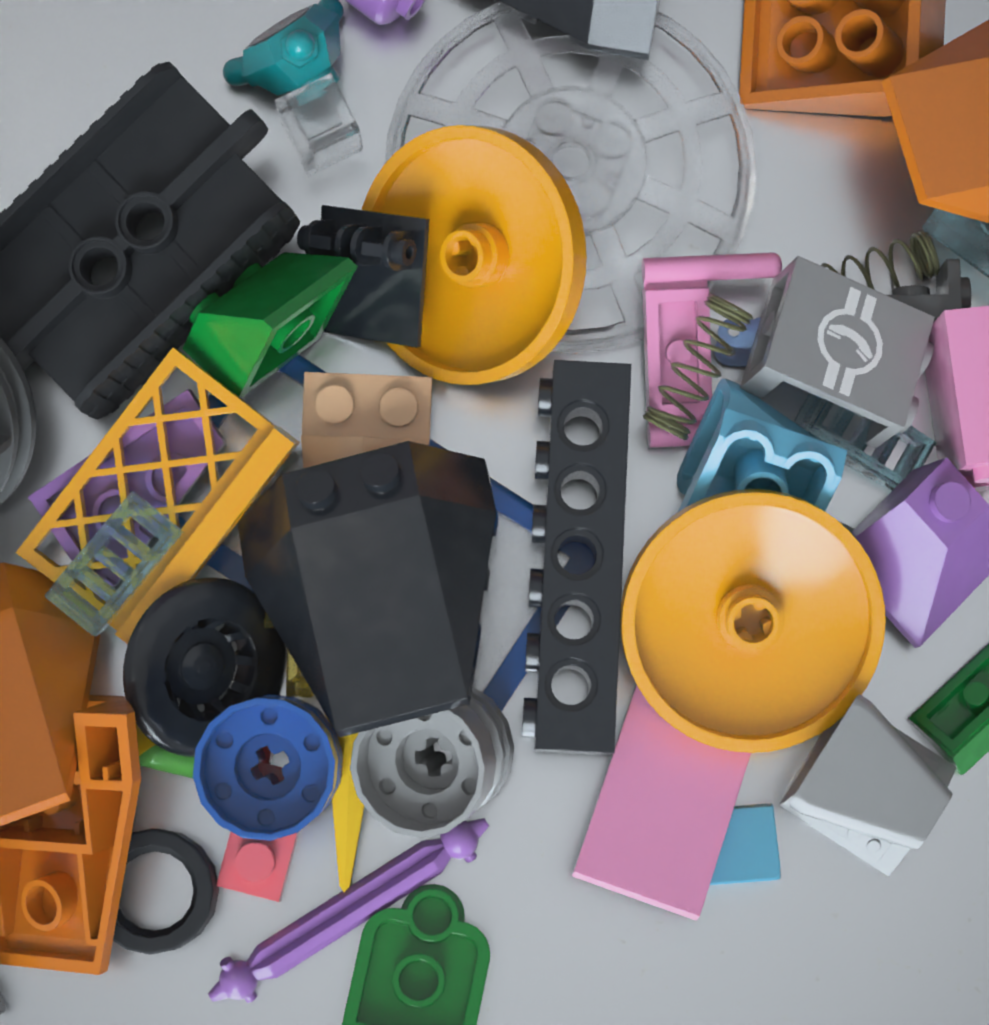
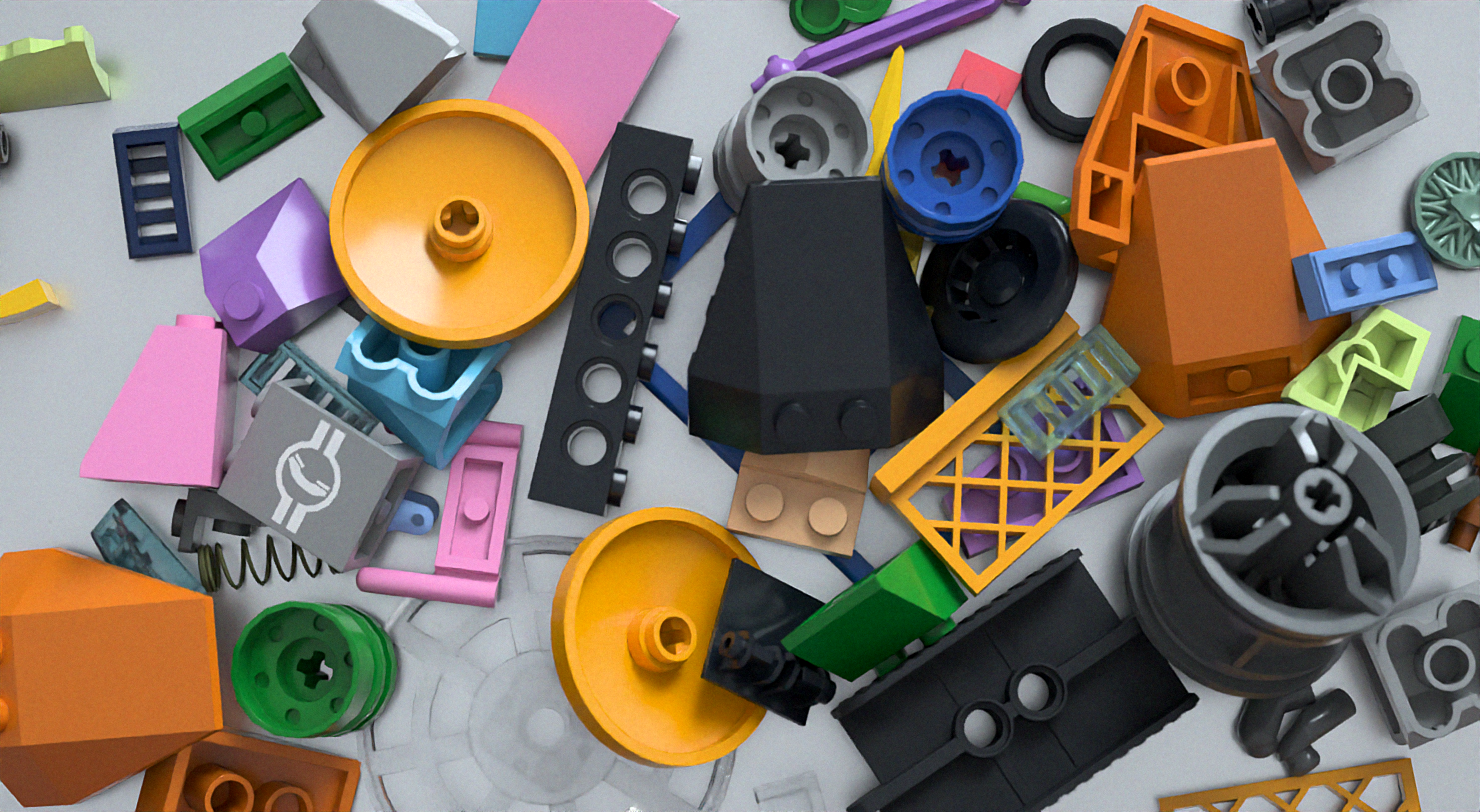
camera: 170 degrees left, 5 degrees up
(666, 420) = (502, 439): olive piece -> none
(827, 149) = (281, 678): none -> green wheel

